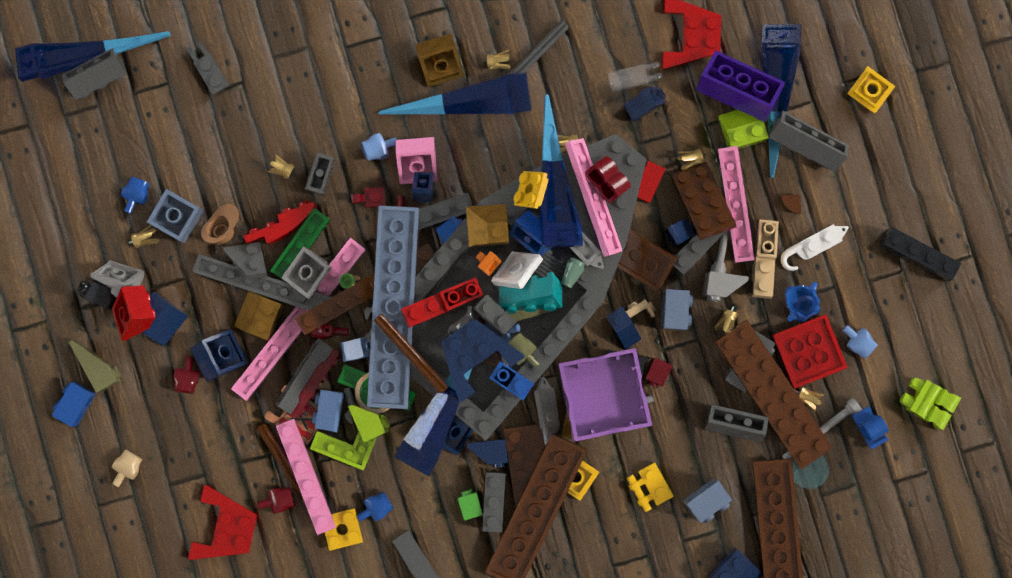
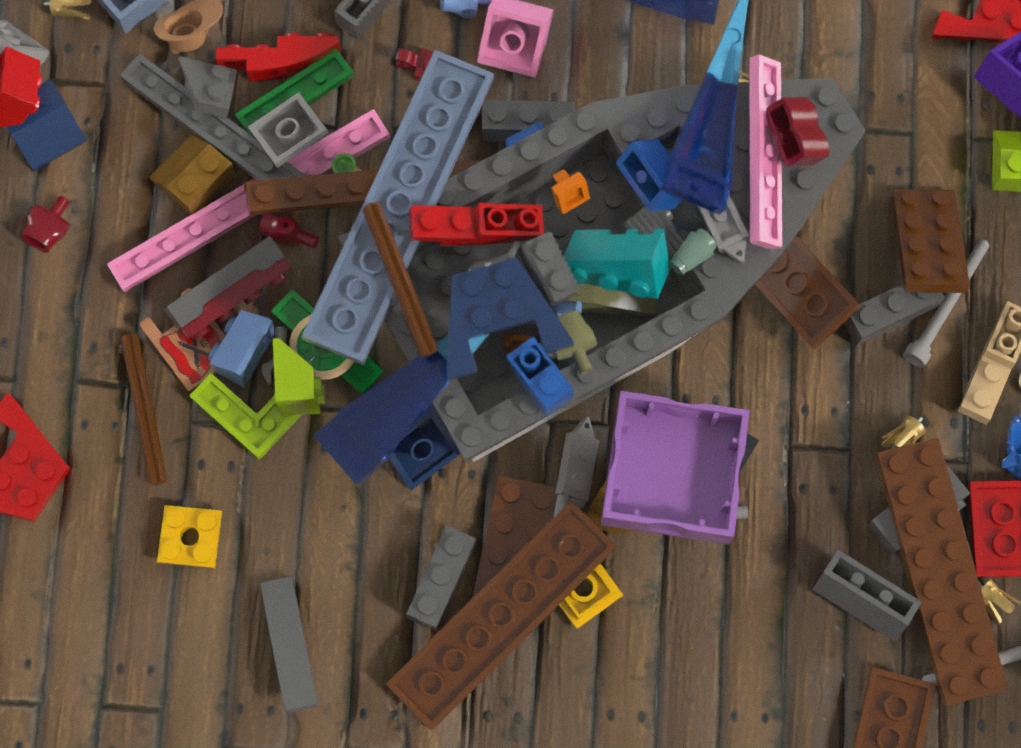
camera: 20 degrees right, 10 degrees down
(218, 355) = (108, 209): dark blue slope -> none
(279, 500) = (111, 457): dark red piece -> none
(306, 476) = (166, 435): bright pink plate -> none
(355, 349) = (313, 270): medium blue pin -> none
(377, 507) = (256, 521): blue piece -> none
(423, 187) = (510, 74): dark blue slope -> none
(470, 504) = (402, 570): bright green brick -> none
(487, 225) = (588, 139): pearl gold slope -> none
(490, 451) = (465, 500): dark blue slope -> none
(517, 270) = (609, 217): white tile -> none
(531, 189) = (675, 105): yellow piece -> none
(623, 327) = (739, 383): dark blue slope -> none
(632, 77) = (884, 30): clear hinge -> none
(635, 308) = (771, 366): tan bracket -> none
(645, 102) = (889, 70): dark blue pin -> none
(650, 180) = (854, 189): red tile -> none
(655, 484) = (704, 646): yellow plate -> none
(657, 373) = (769, 474): dark red brick -> none
(676, 310) = (830, 385): sand blue brick -> none
(679, 232) = (875, 275): dark blue slope -> none
(696, 157) = (939, 174): pearl gold piece -> none
(707, 501) = (779, 697): sand blue brick -> none
(721, 285) = (917, 374): light grey slope -> none
(736, 203) = (981, 259): bright pink plate -> none
(812, 475) = (960, 722): clear light blue tile -> none

